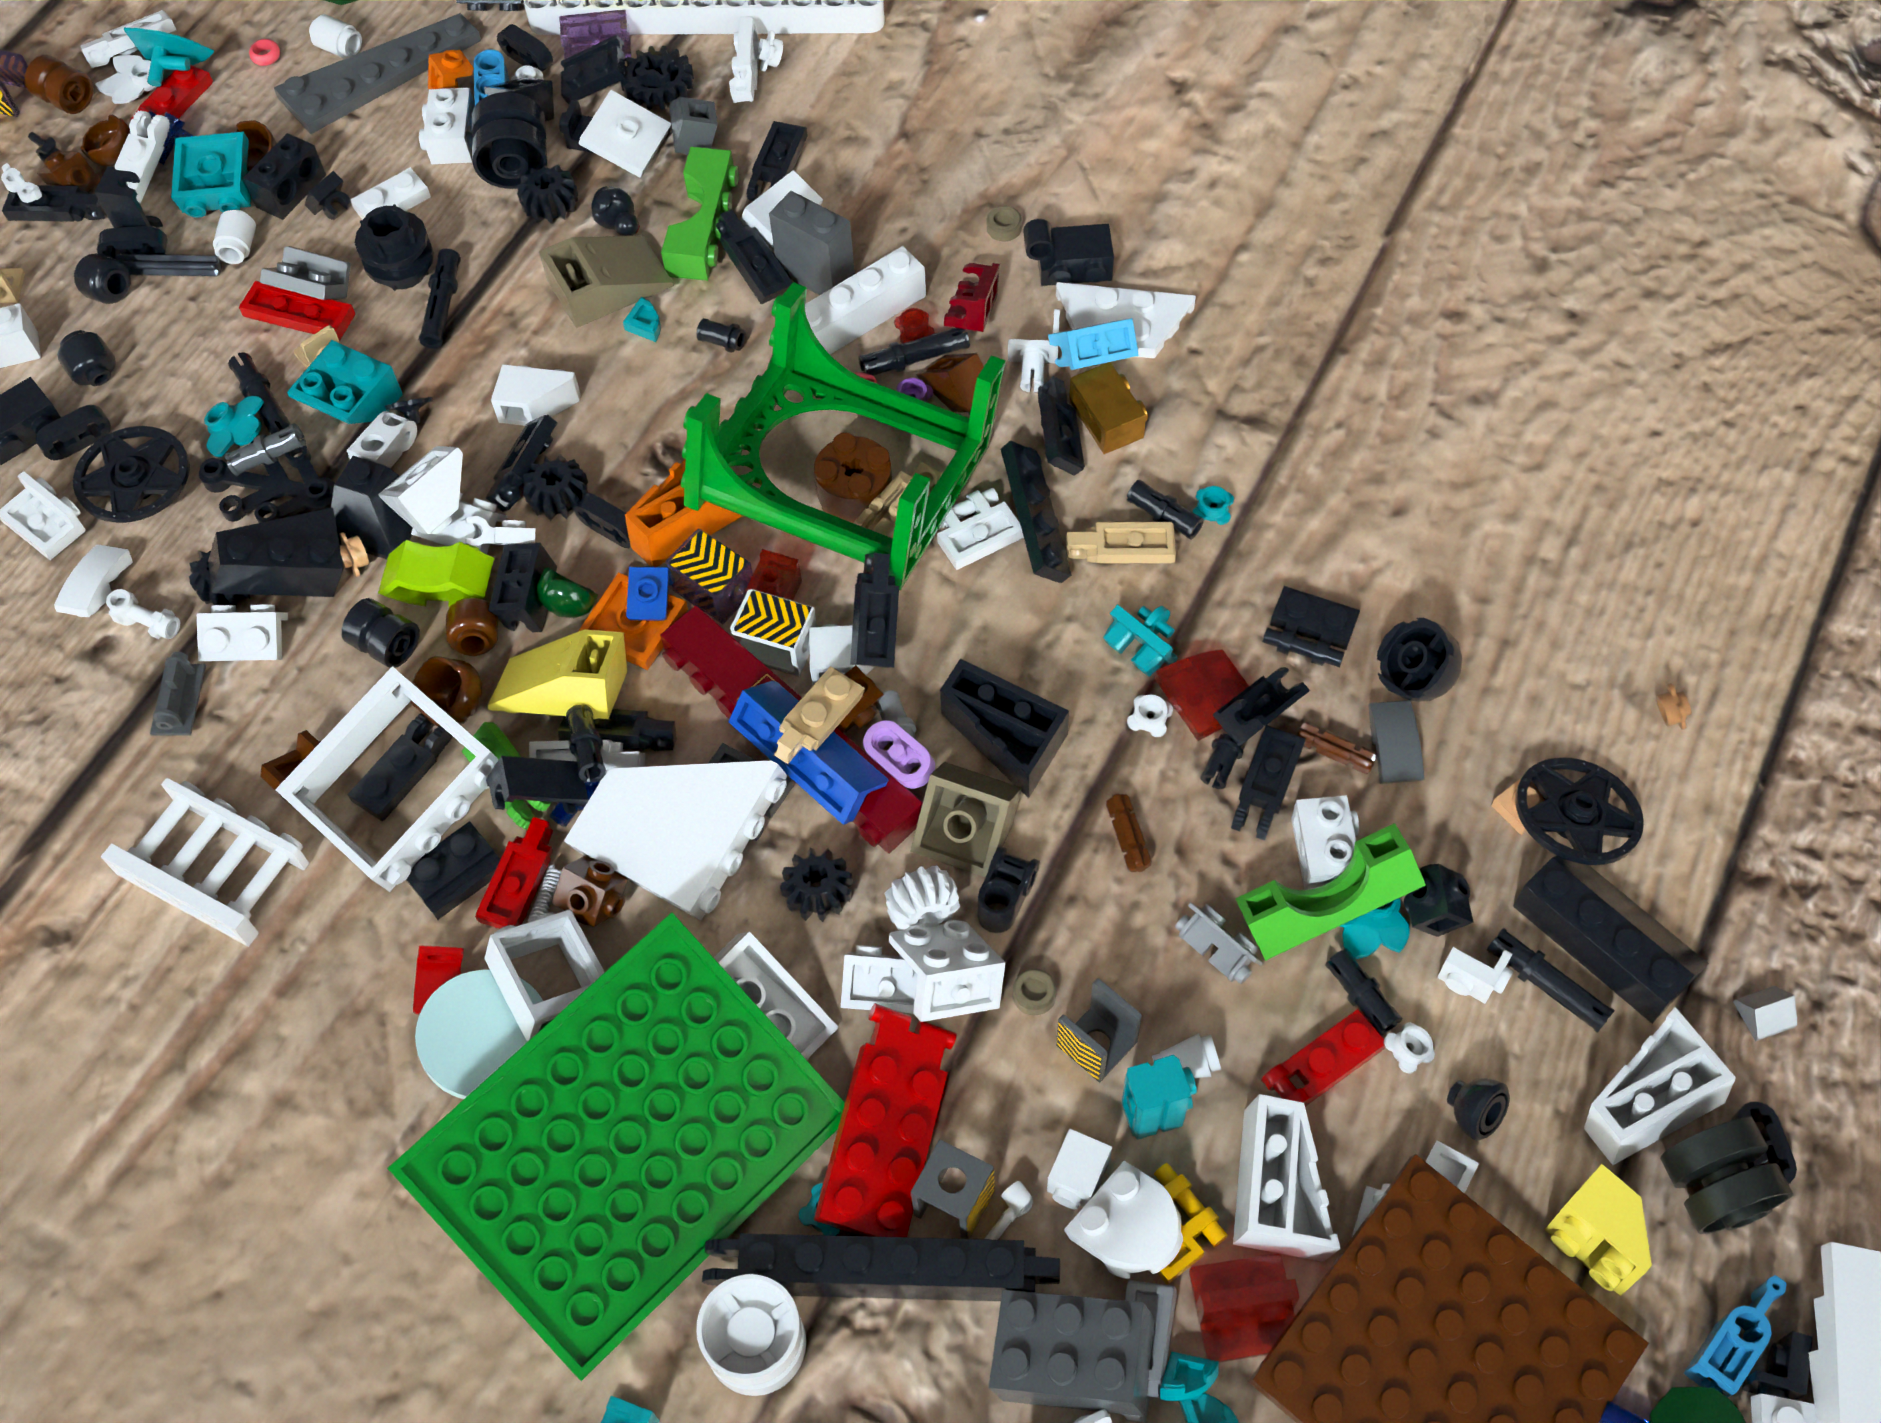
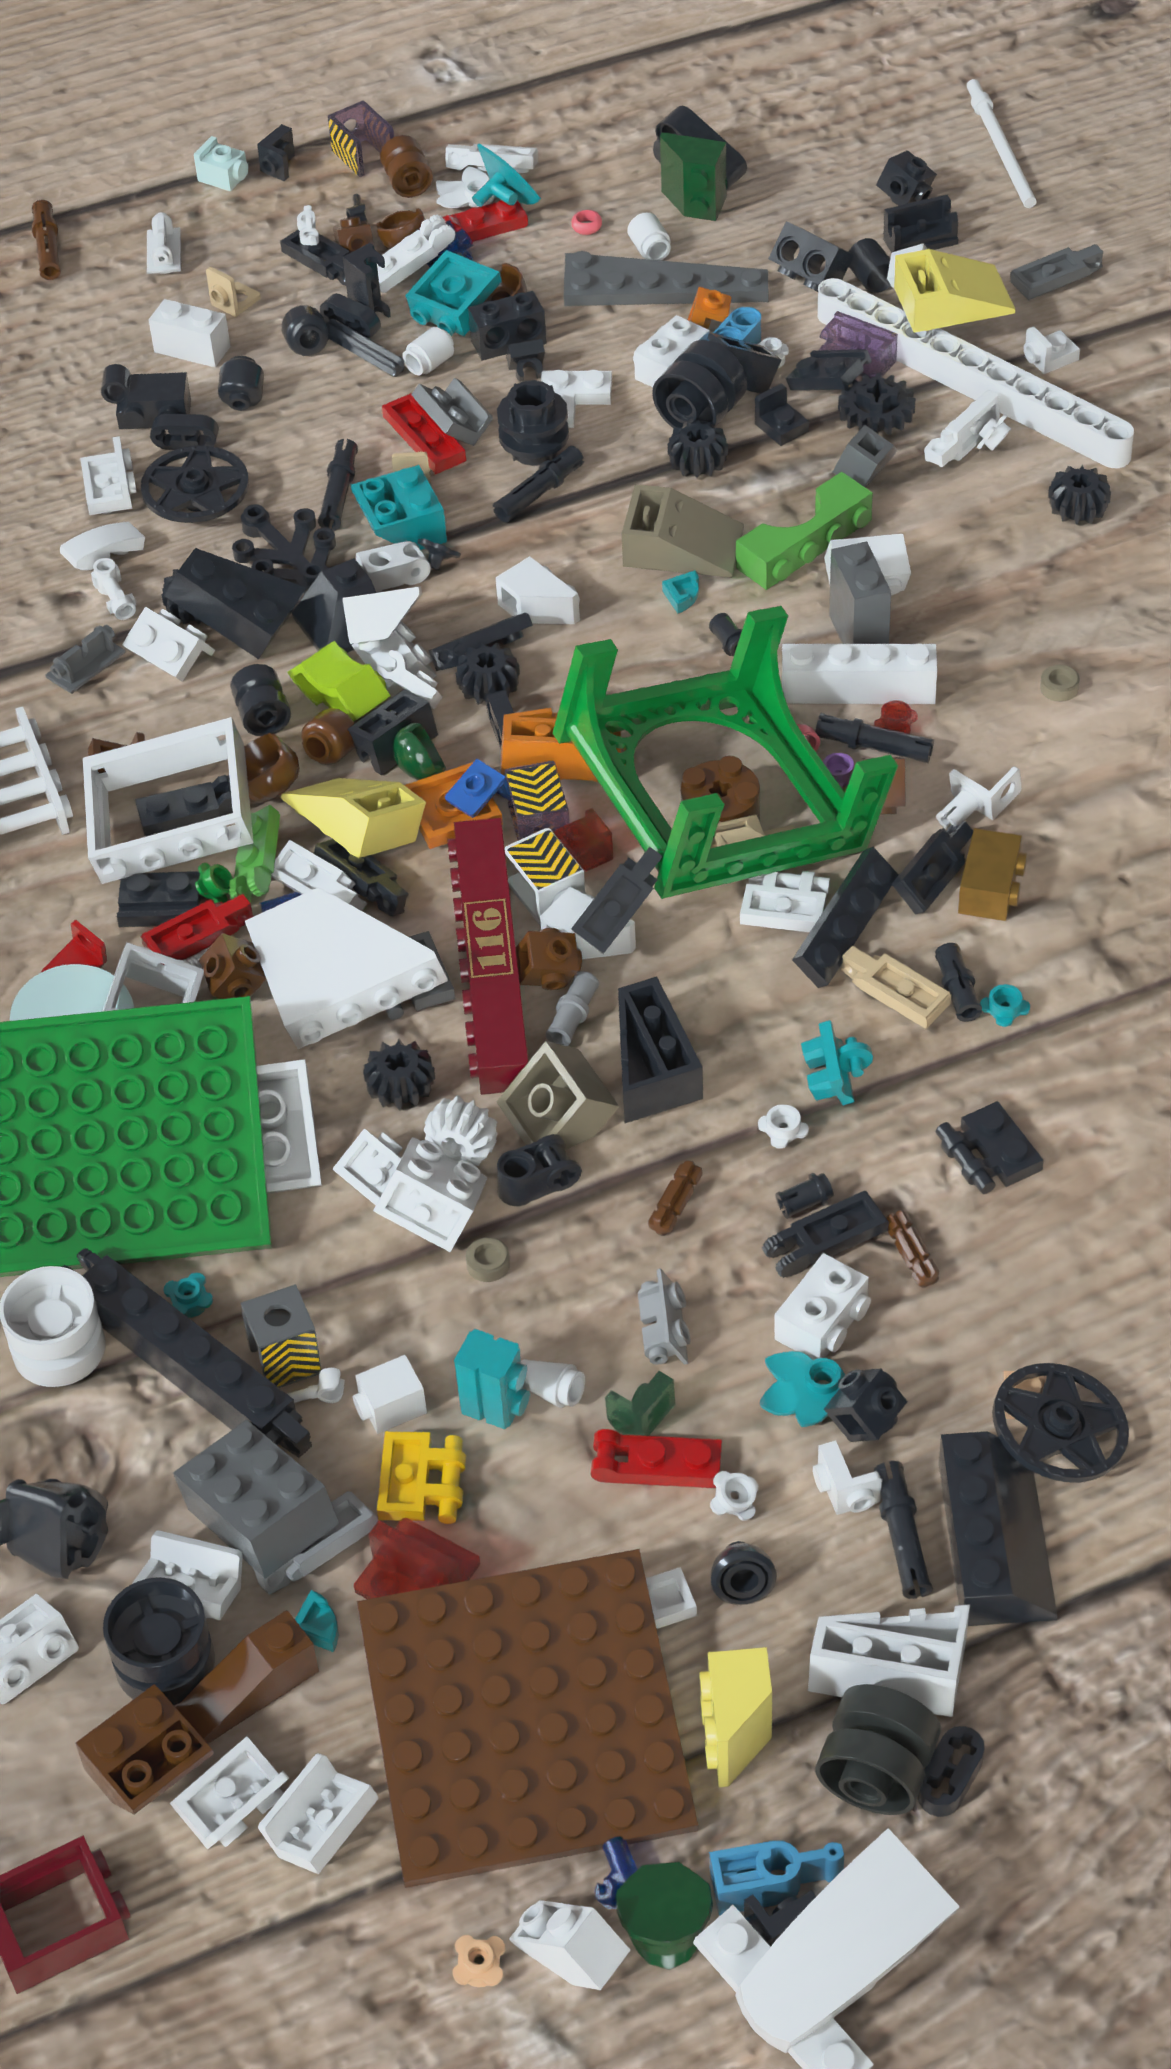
camera: 40 degrees right, 10 degrees down
(232, 424) = (297, 490): teal plate -> none
(265, 449) = (299, 519): dark grey pin -> none
(353, 553) = (295, 633): light nougat plate -> none
(493, 824) = (213, 882): none -> green plate
(524, 48) = (791, 325): black beam -> none
(537, 781) = (260, 862): black hinge -> none
(585, 743) = (320, 860): black pin -> none
(615, 210) = (737, 491): black animal -> none
(625, 133) = (804, 435): white plate -> none
(752, 258) = (810, 590): black hinge -> none
(776, 156) = (919, 519): black hinge -> none
(817, 714) = (498, 940): tan hinge -> none
(831, 774) = (478, 967): blue panel -> none
(880, 64) = (1079, 494): none -> black gear
(885, 1127) = (308, 1247): red hinge -> none
(901, 756) = (543, 1015): lavender plate -> none
(974, 301) = (963, 727): dark red hinge -> none
(1070, 252) = (1086, 735): black hinge -> none
(1095, 344) = (1020, 813): medium azure hinge -> none
(1107, 1015) = (514, 1310): dark grey piece -> none
(1129, 1224) = (383, 1447): white slope -> none
(1153, 313) = (1085, 817): white wing -> none
(1187, 1377) = (326, 1583): teal tile -> none
(1200, 688) = (848, 1140): clear red slope -> none
(1258, 706) = (869, 1171): black hinge -> none
(1279, 1184) = (523, 1502): white wedge -> none
(1281, 1022) = (646, 1410): none -> clear green bracket
(1363, 991) = (741, 1430): black pin -> none
(1376, 875) = (722, 1328): bright green arch -> none
(1396, 742) = (965, 1275): dark grey slope -> none
(1419, 660) = (1043, 1224): black cylinder -> none
(1768, 1012) = (1066, 1685): slope -> none

